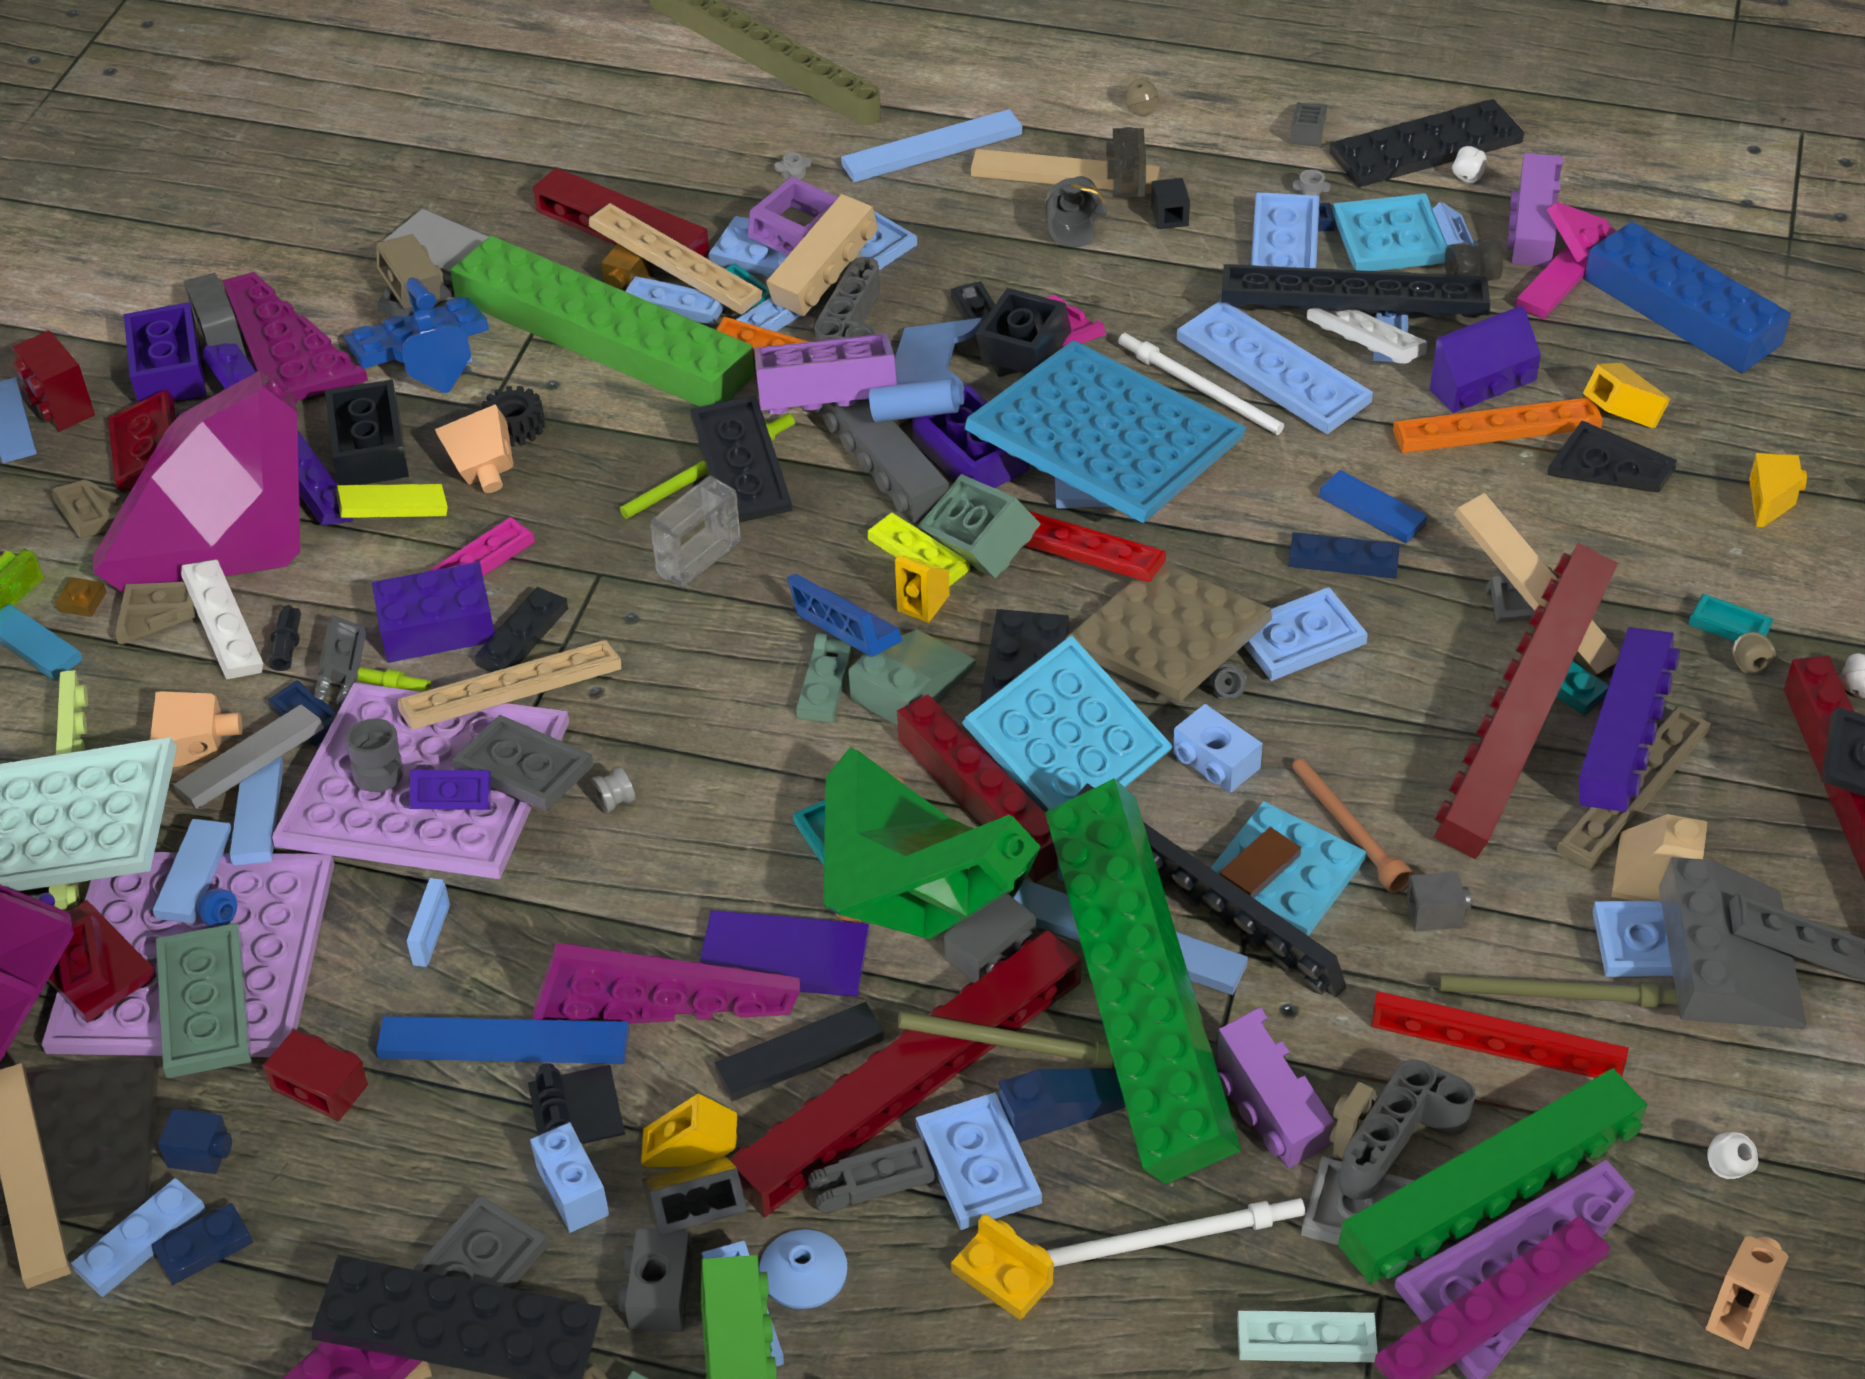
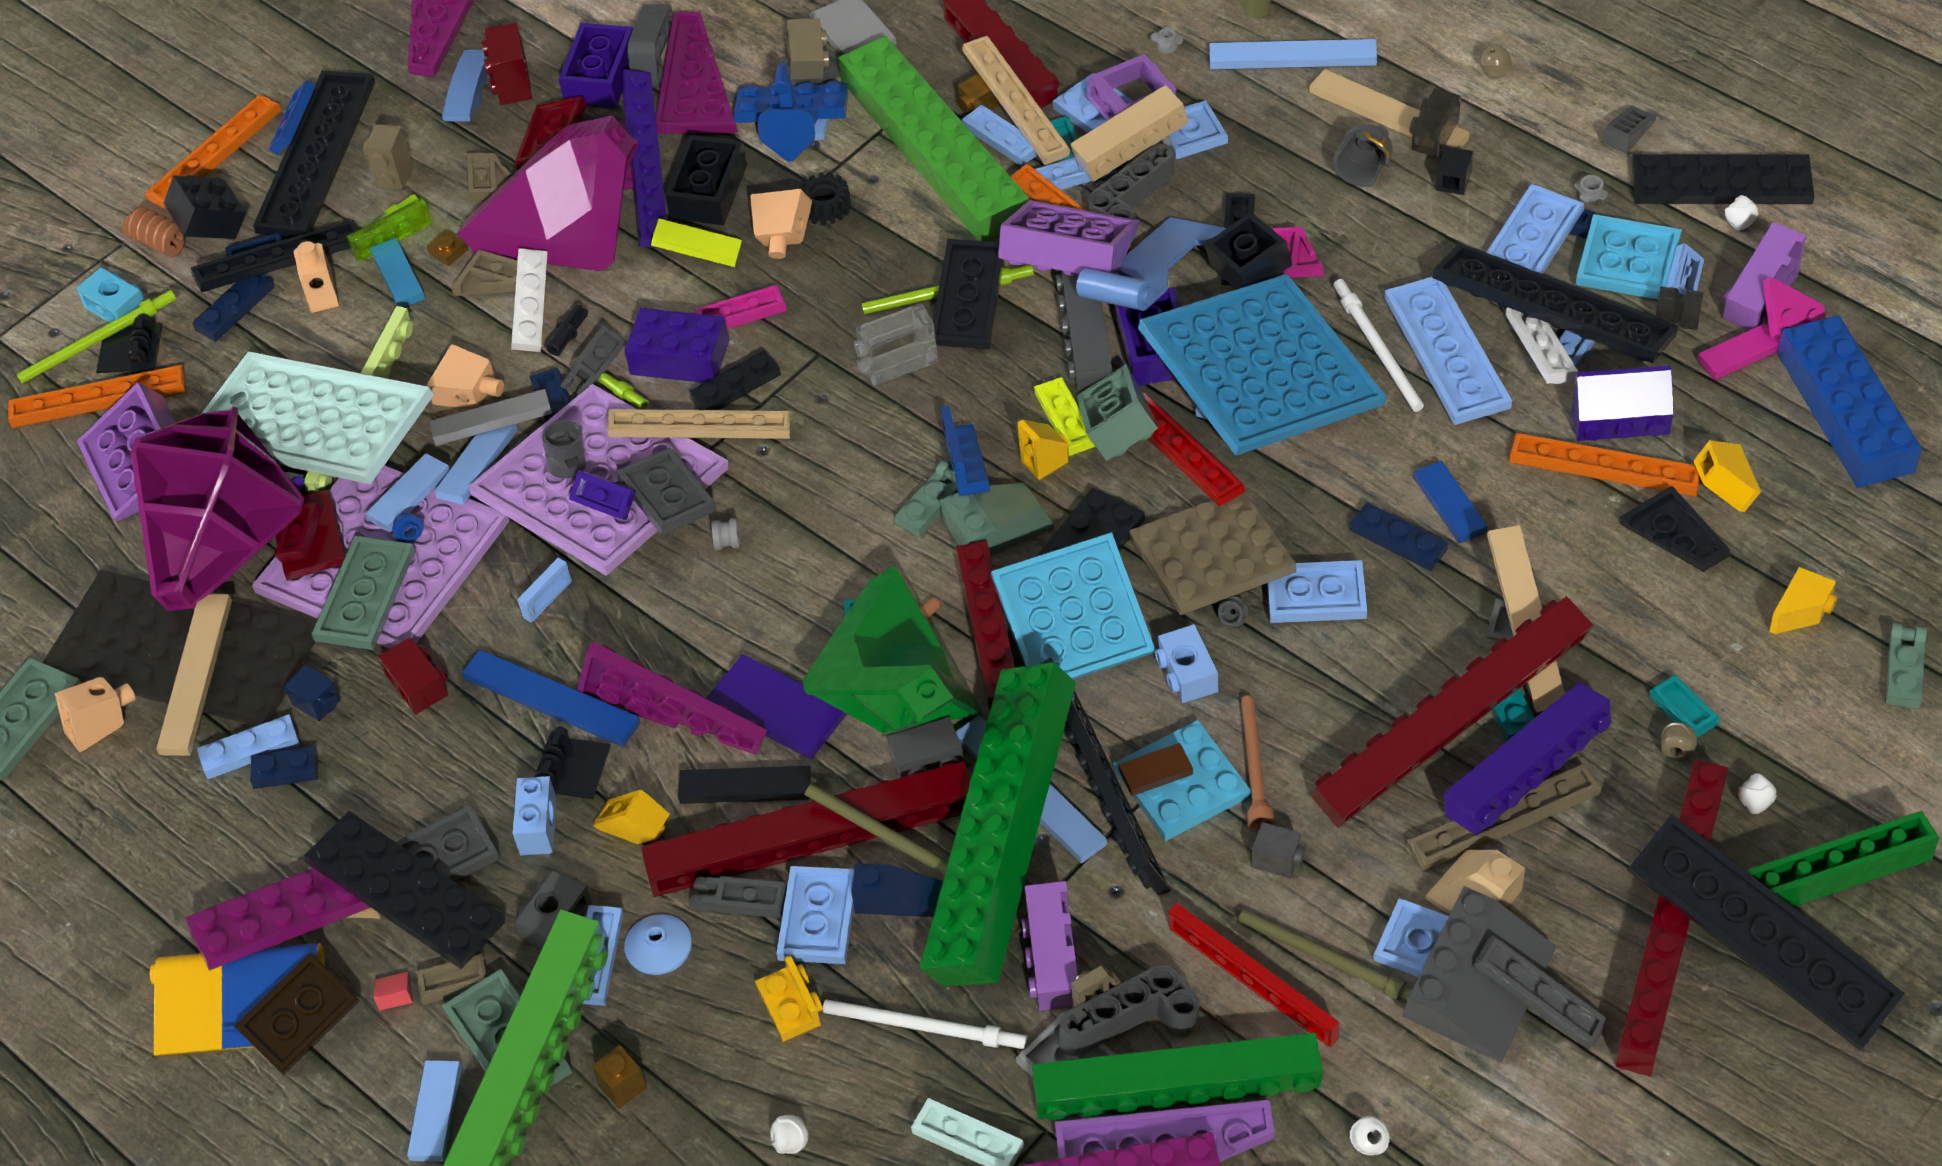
camera: 30 degrees right, 5 degrees up
(694, 1195) = (599, 861): brick -> none

